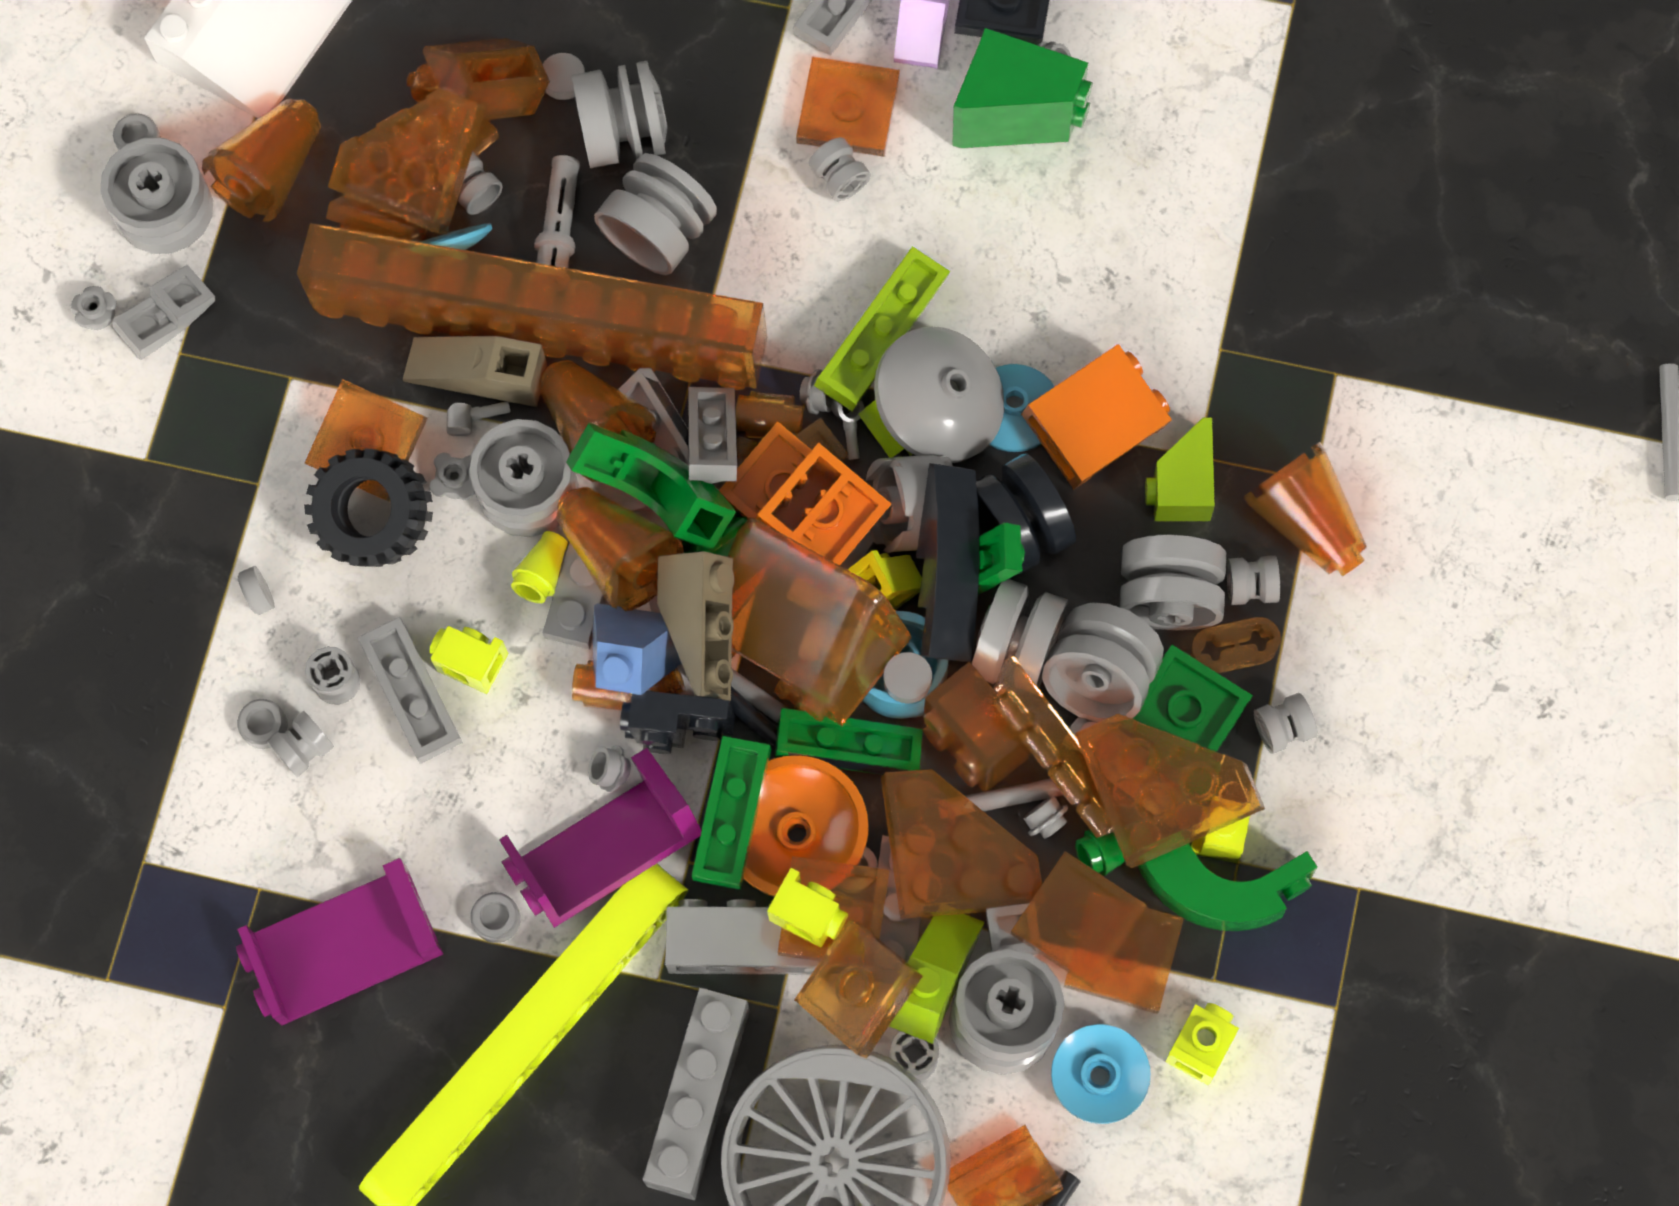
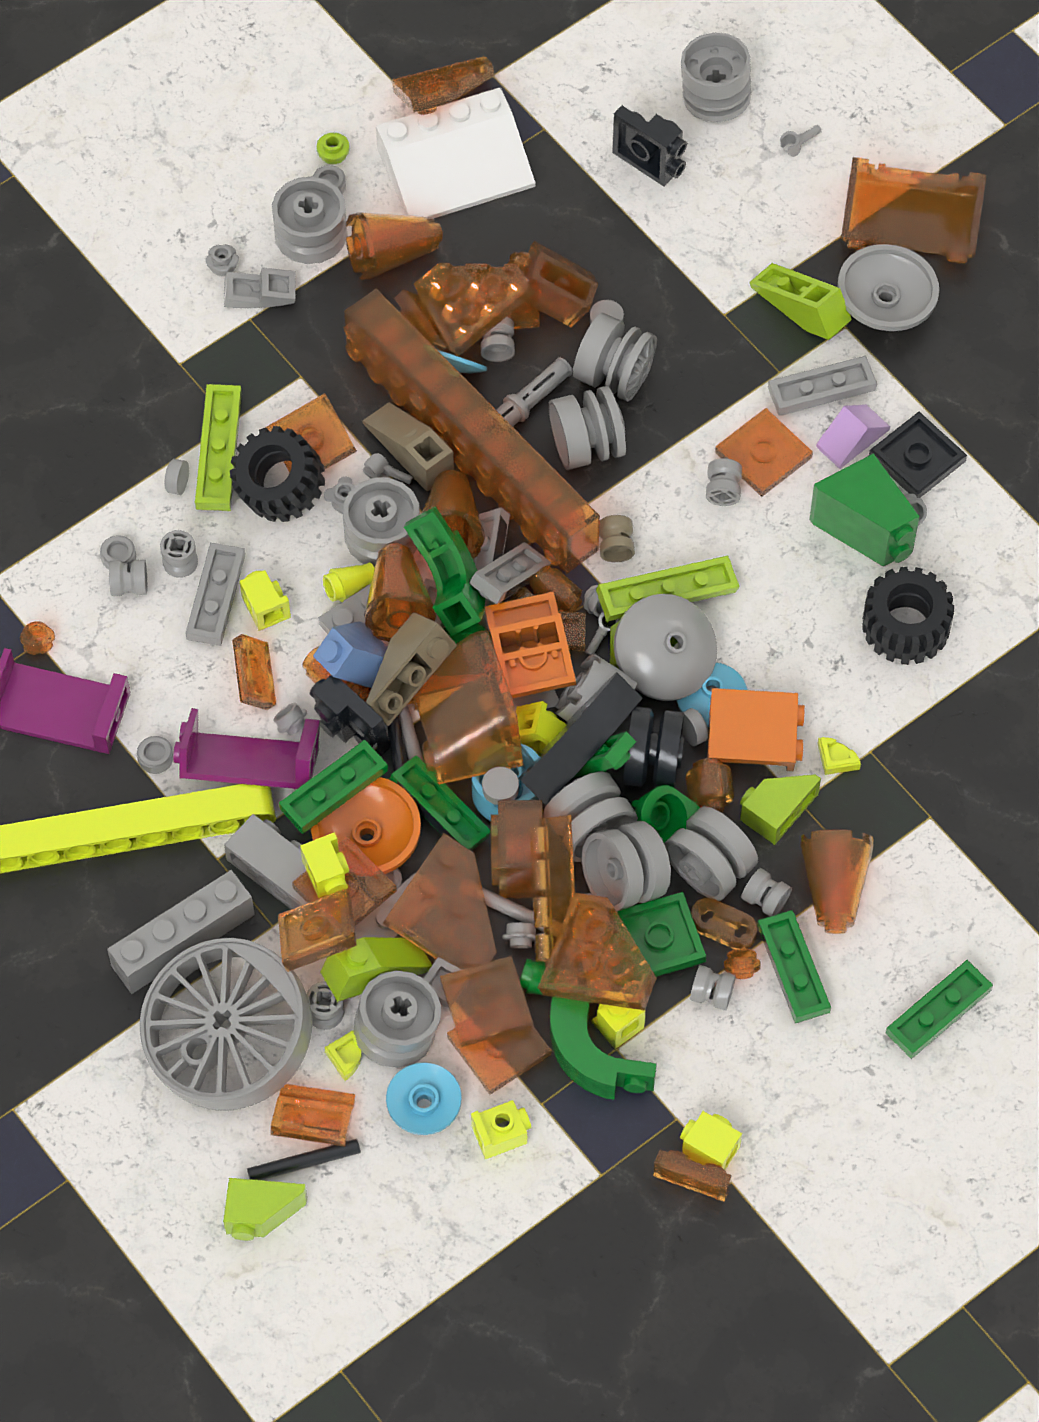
camera: 35 degrees right, 10 degrees down
(116, 103) = (336, 154): none -> lime plate
(248, 878) = (37, 630): none -> clear orange plate
(272, 523) = (218, 447): none -> lime plate
(527, 746) = (254, 672): none -> clear orange plate
(782, 313) = (616, 542): none -> dark tan wheel
(975, 1089) = (344, 1055): none -> neon yellow tile
(1036, 450) = (694, 727): none -> light grey tile
(1088, 574) = (665, 810): none -> green piece
(1103, 509) = (710, 784): none -> clear orange head
(1154, 144) = (913, 591): none -> black tyre
(1194, 380) = (837, 757): none -> neon yellow tile
(1291, 674) = (742, 963): none -> clear orange plate
(1343, 637) = (794, 966): none -> green plate
(1421, 888) = (710, 1140): none -> neon yellow brick
(1451, 930) = (680, 1170): none -> clear orange plate
(1519, 571) = (939, 1009): none -> green plate

